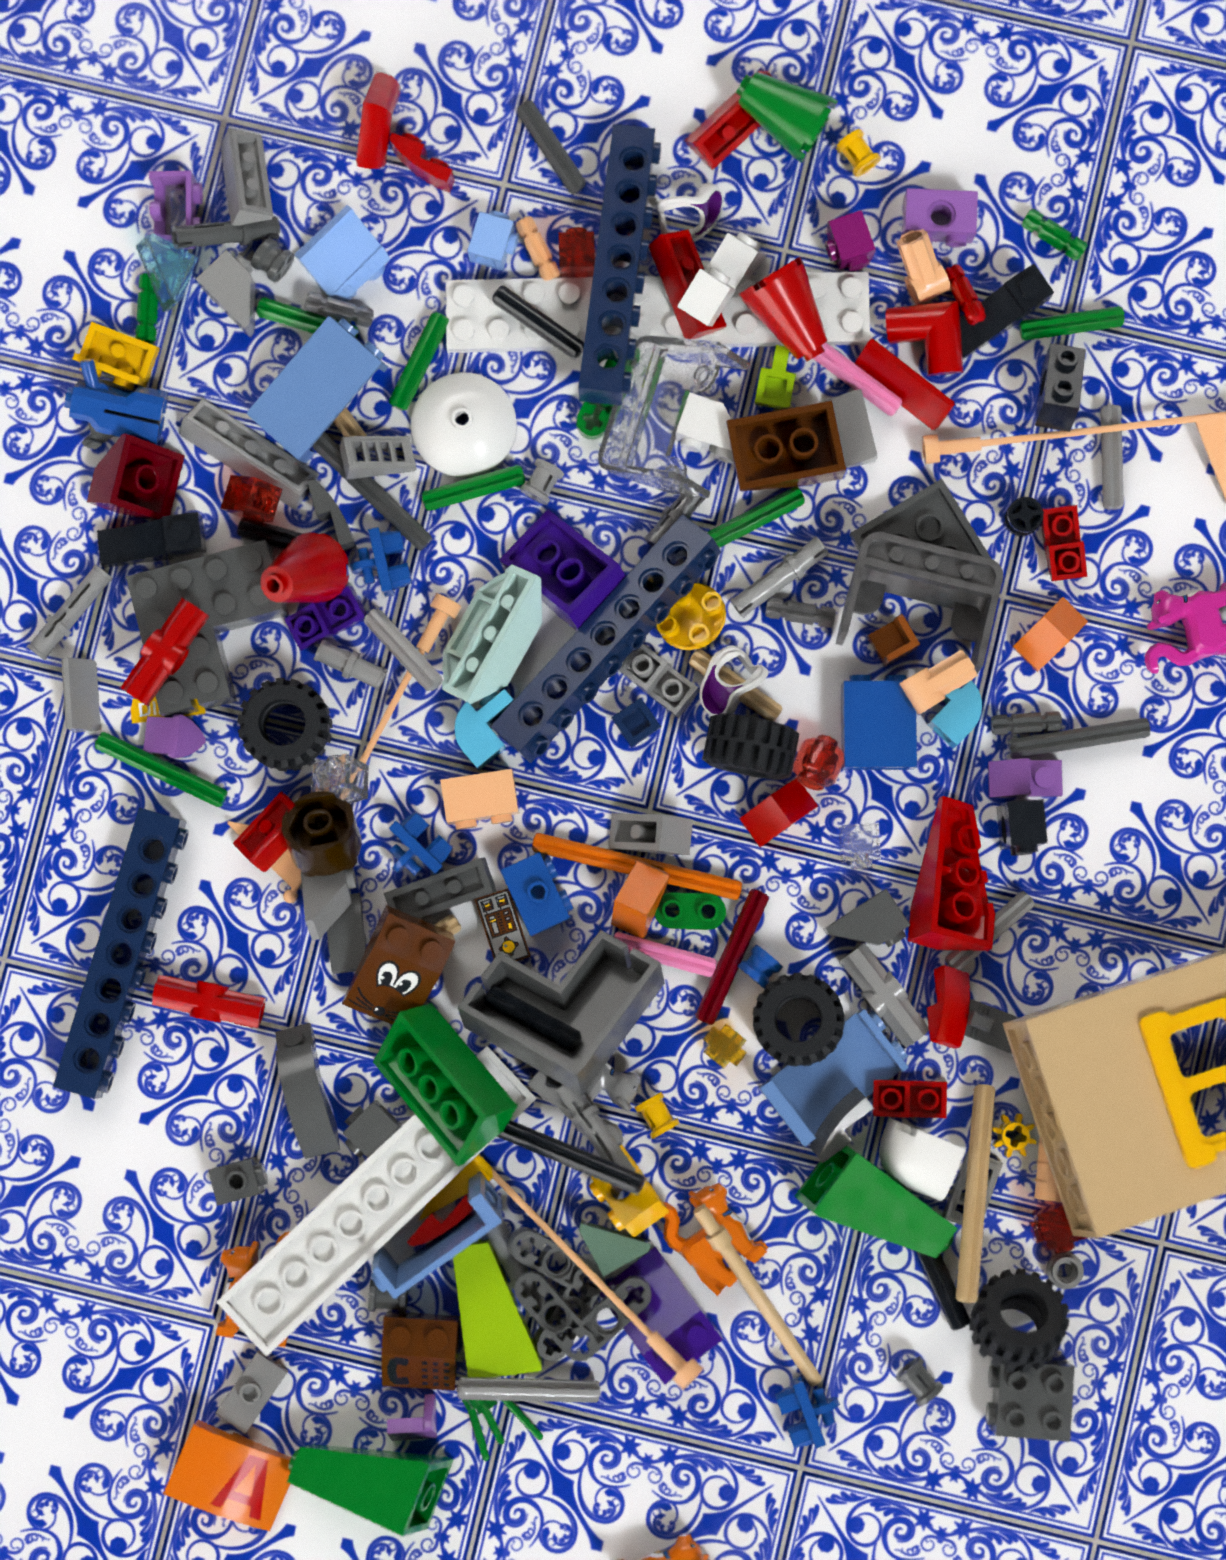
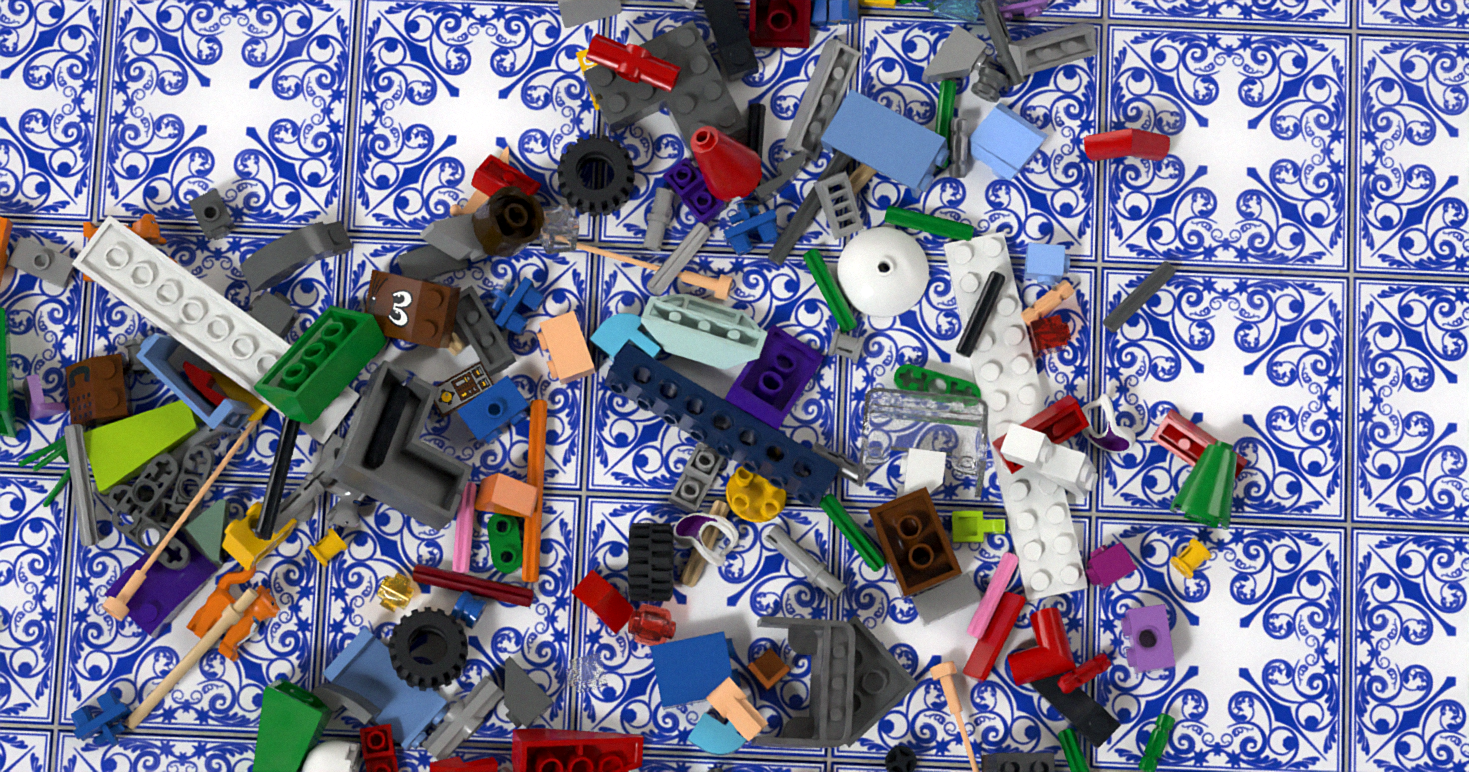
camera: 75 degrees right, 5 degrees down
(73, 1073) = (277, 65): dark blue brick -> none
(161, 769) = (540, 83): green axle -> none
(172, 736) = (569, 87): medium lavender tile -> none
(208, 1001) = (355, 161): red piece -> none
(251, 498) = (780, 108): clear red brick -> none
(413, 155) = (1104, 184): red slope -> none
(627, 147) = (1150, 357): dark blue brick -> none
(636, 722) = (655, 465): dark blue plate -> none
(650, 833) = (563, 496): light grey slope -> none
(788, 309) = (1033, 521): red cone -> none
(800, 612) = (778, 586): flat silver axle -> none
(925, 275) = (1095, 634): light nougat piece -> none

